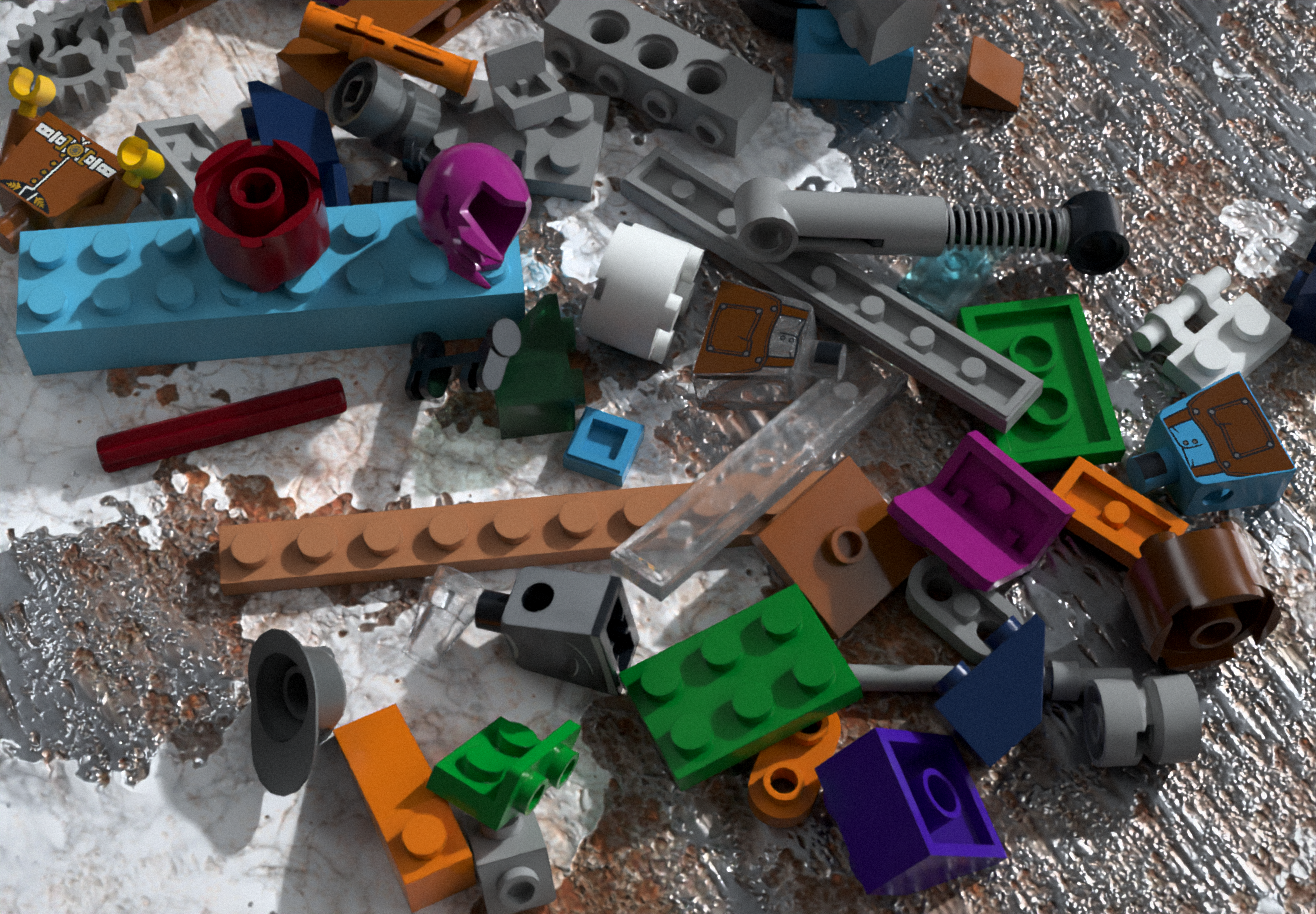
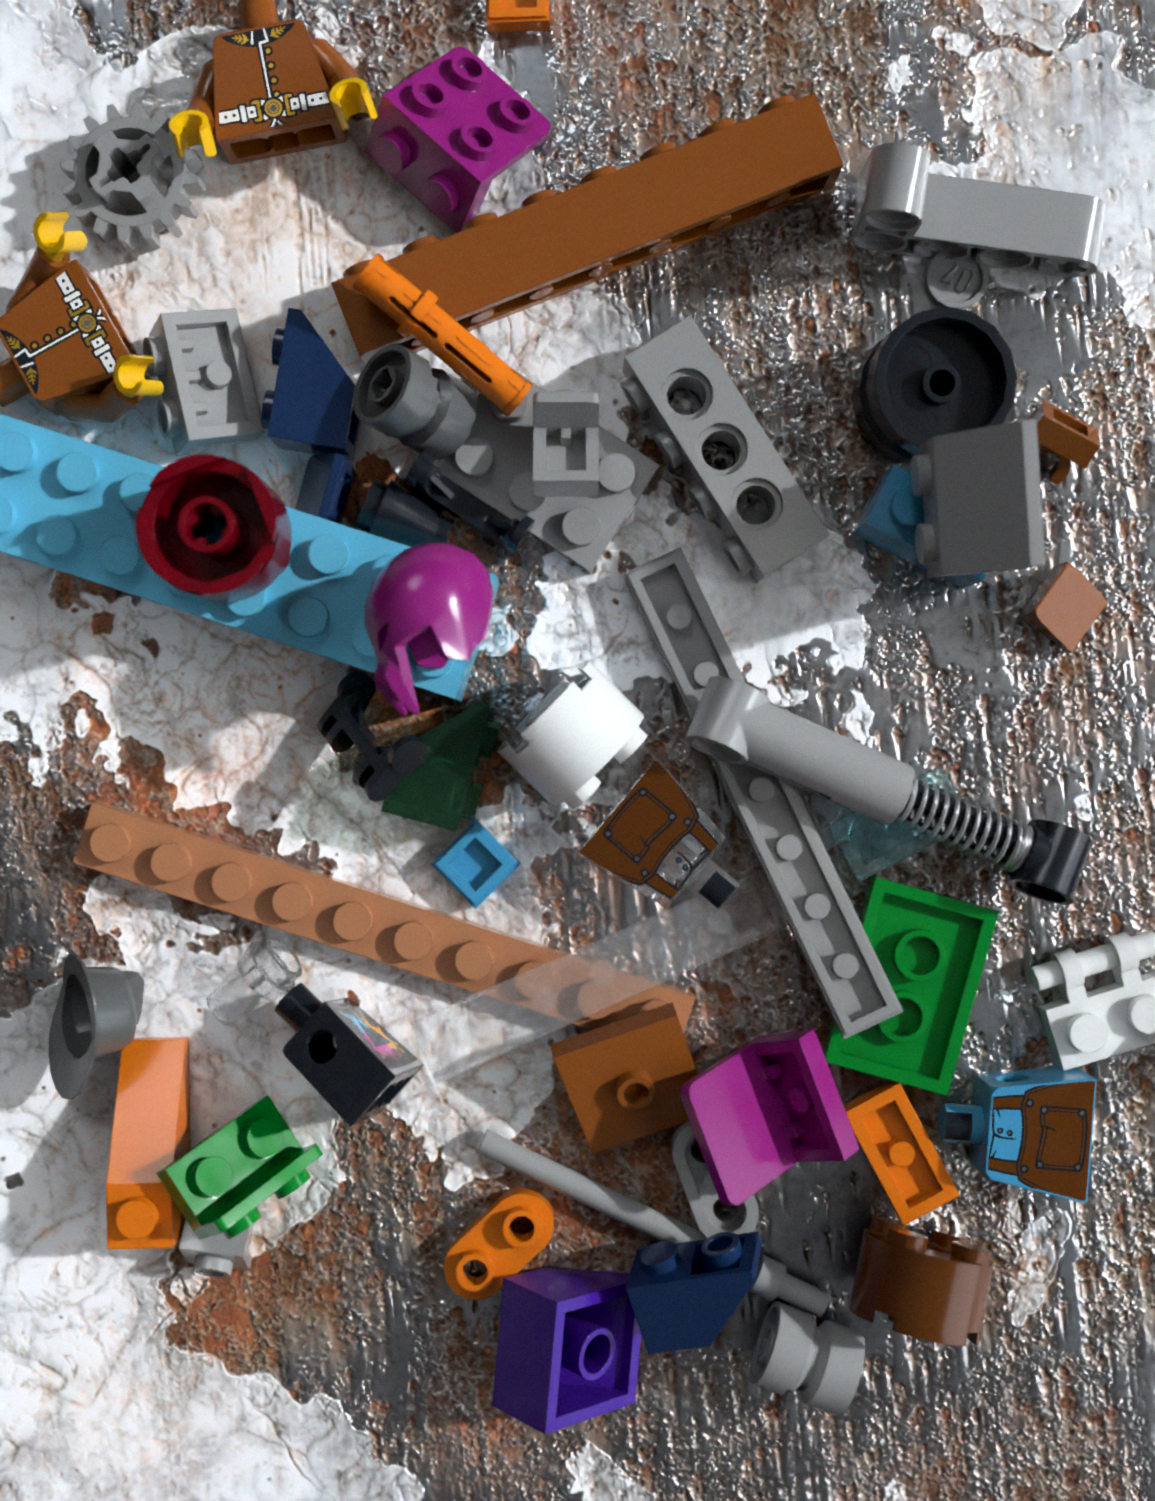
camera: 25 degrees right, 30 degrees up
(221, 424) = (135, 688): dark red axle -> none
(740, 686) = (478, 1173): green plate -> none

